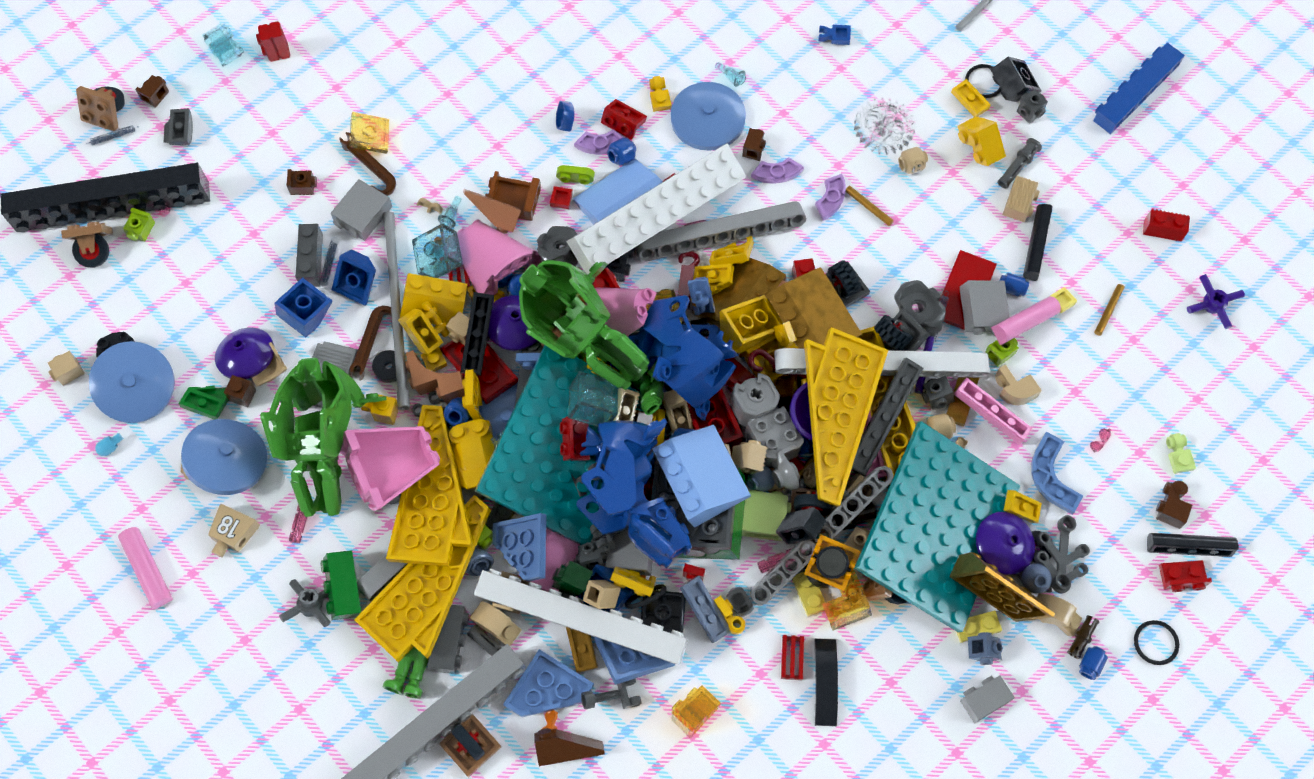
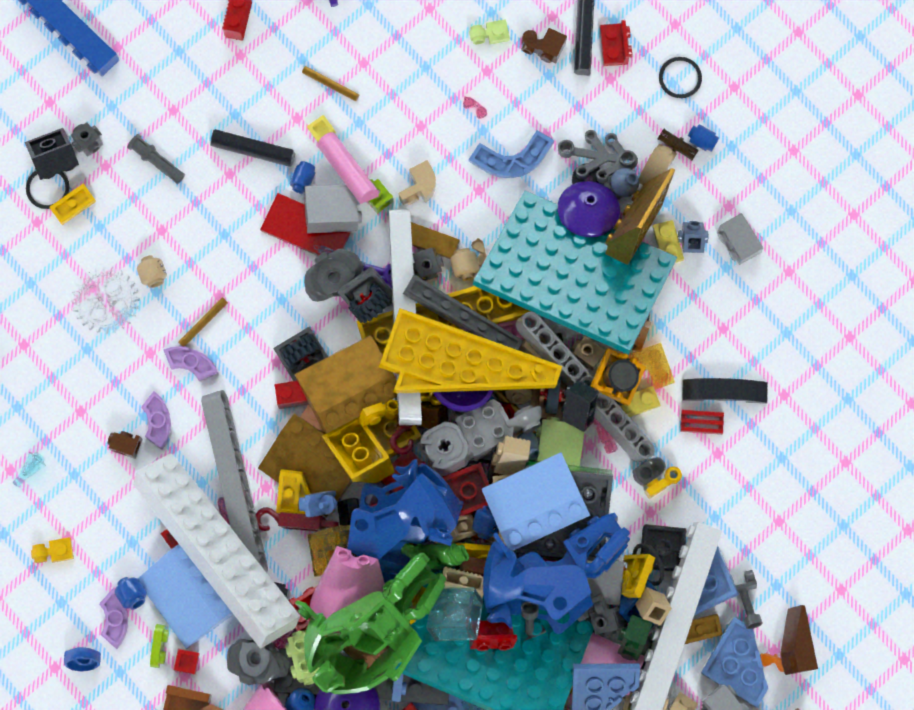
camera: 90 degrees left, 10 degrees up
(622, 118) = (85, 592): red bracket -> none
(691, 571) = (622, 515): red plate -> none
(694, 710) = (759, 516): clear yellow brick -> none
(705, 609) = (658, 505): sand blue plate -> none
(708, 115) = (83, 496): medium blue dish -> none
(732, 253) = (262, 470): yellow wing -> none
(984, 138) = (129, 195): yellow brick -> none
(993, 411) = (447, 210): bright pink brick -> none
(1020, 199) = (201, 161): tan brick -> none
(1022, 506) = (550, 189): yellow plate -> none

